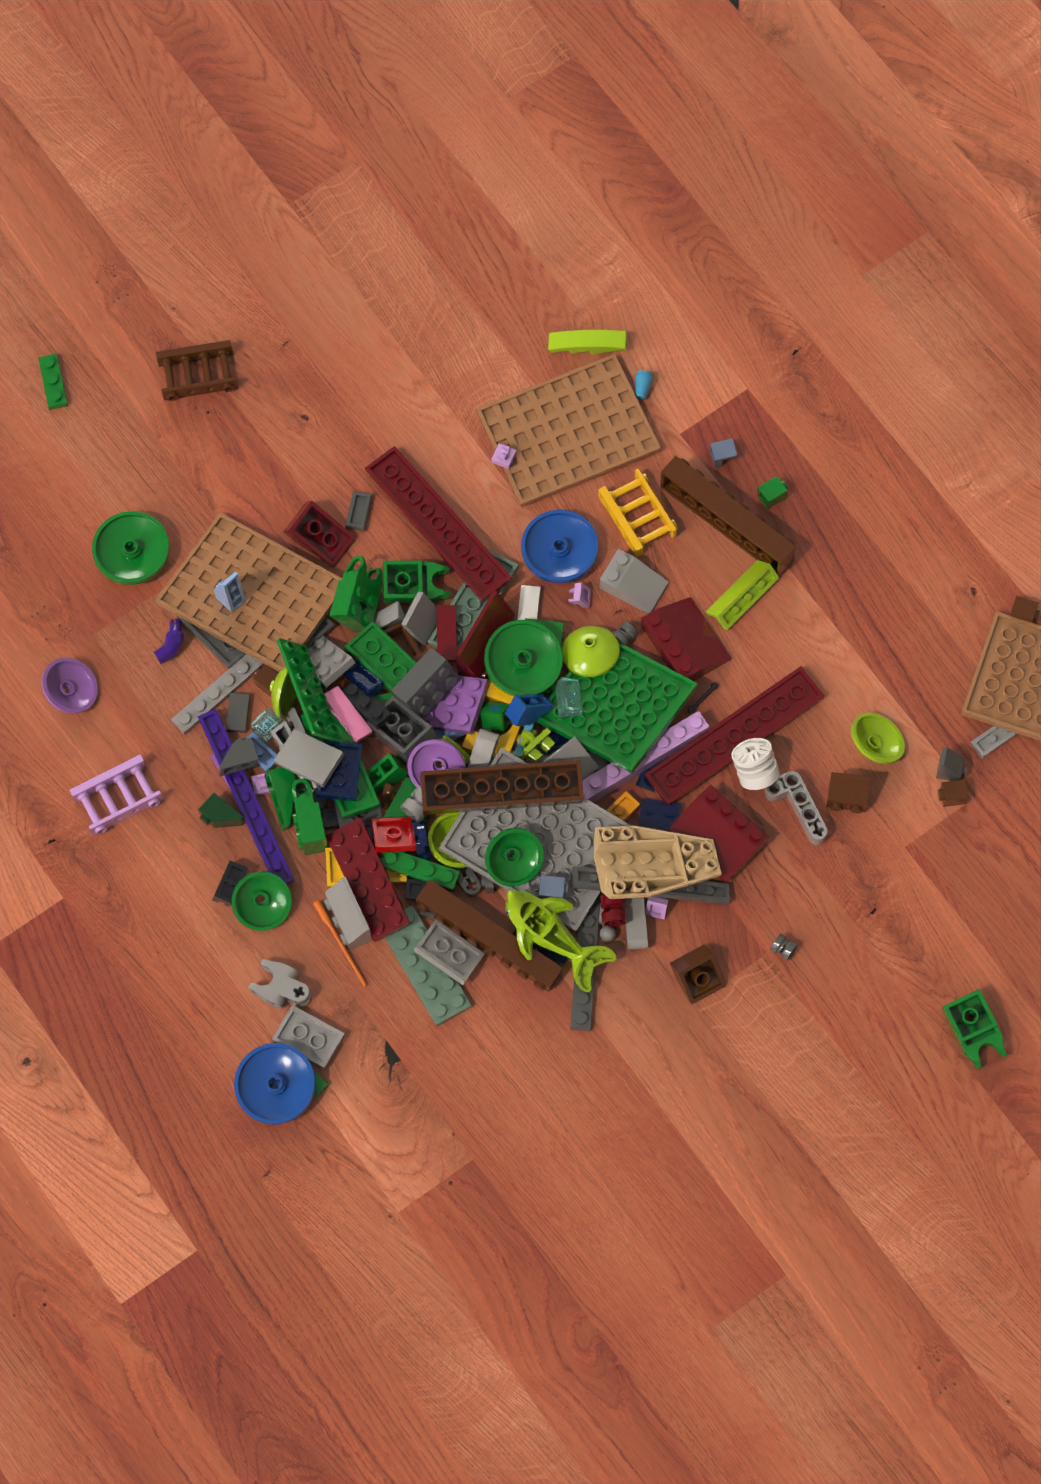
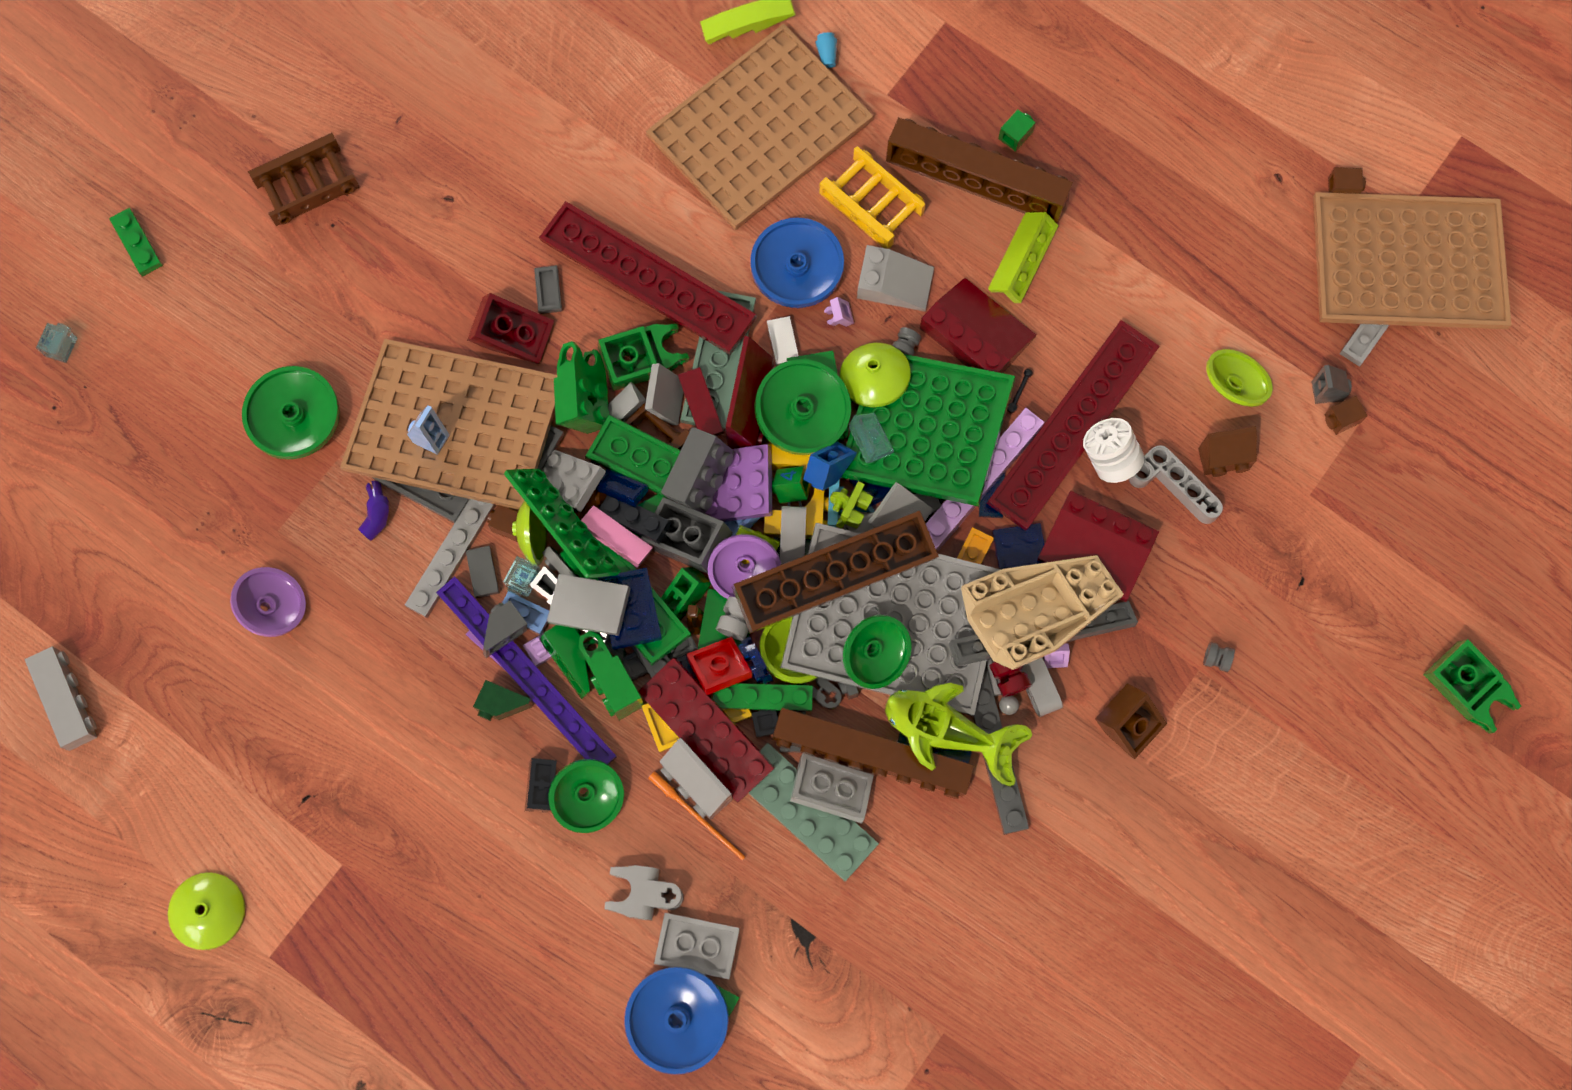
camera: 20 degrees left, 5 degrees up
(100, 784) = (344, 712): lavender fence -> none
(503, 456) = (697, 176): lavender tile -> none
(552, 887) = (932, 673): sand blue brick -> none
(721, 451) = (944, 99): sand blue panel -> none

